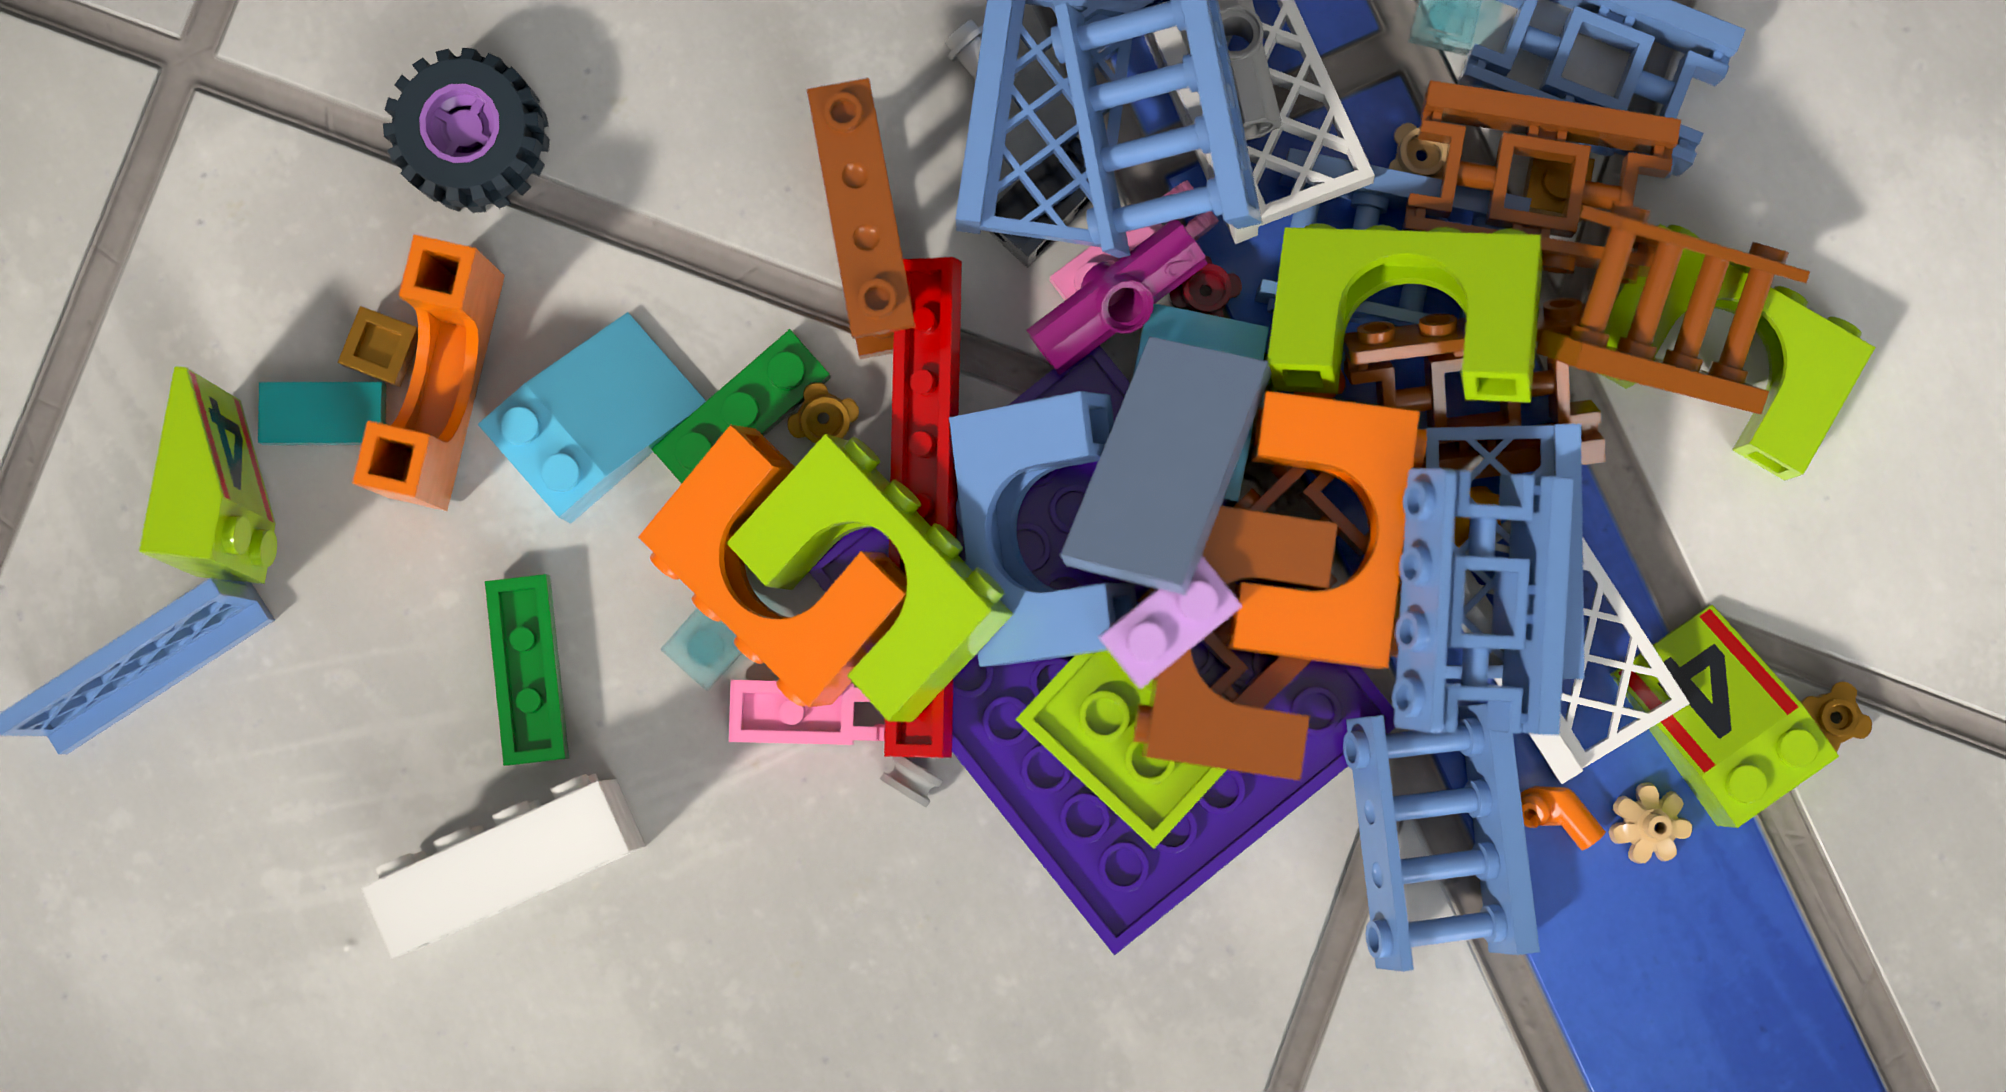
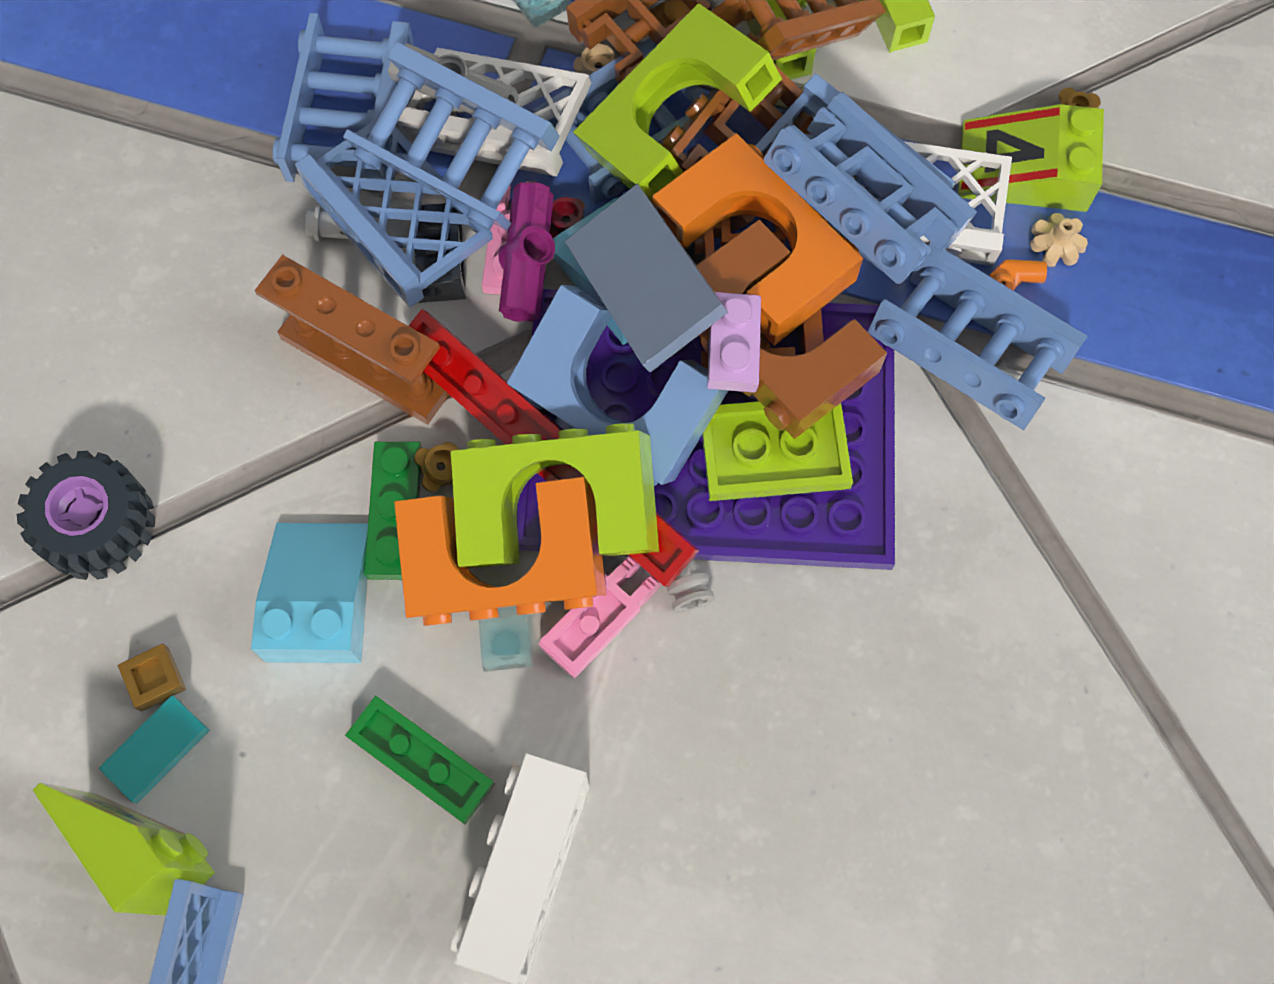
camera: 45 degrees left, 15 degrees down
(455, 308) = (222, 686): orange arch -> none

